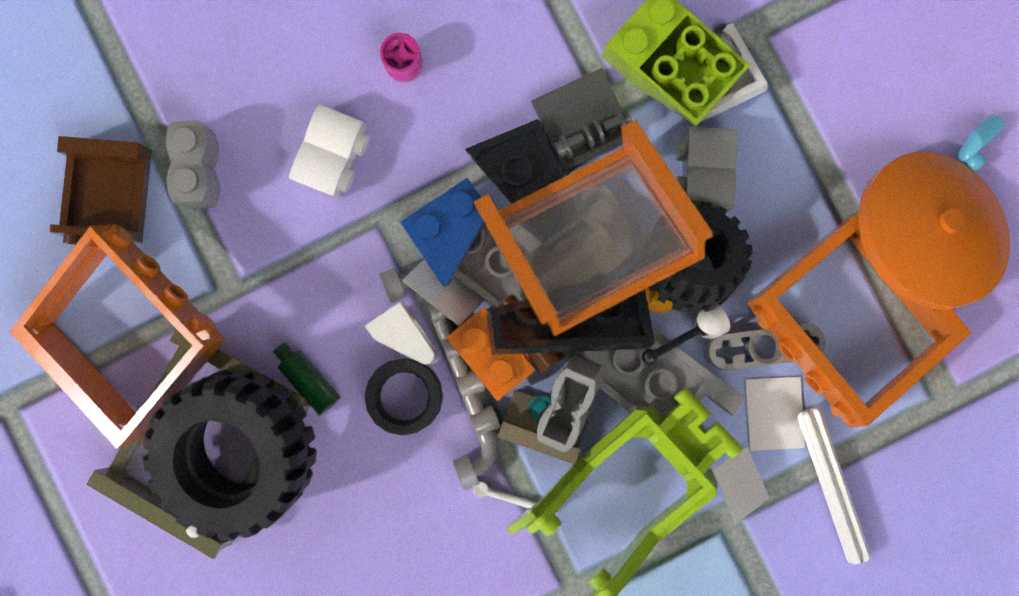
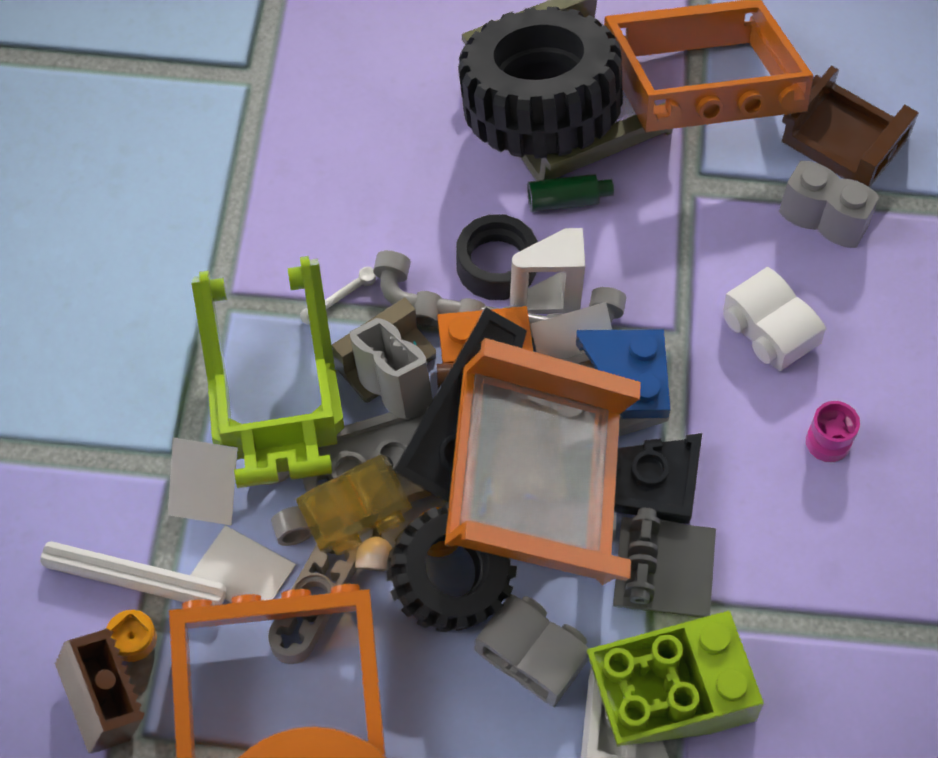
camera: 120 degrees right, 25 degrees down
(700, 353) = (353, 505): none -> clear yellow brick
(878, 452) = (134, 634): none -> light orange tile
(938, 439) = (99, 690): none -> reddish brown brick

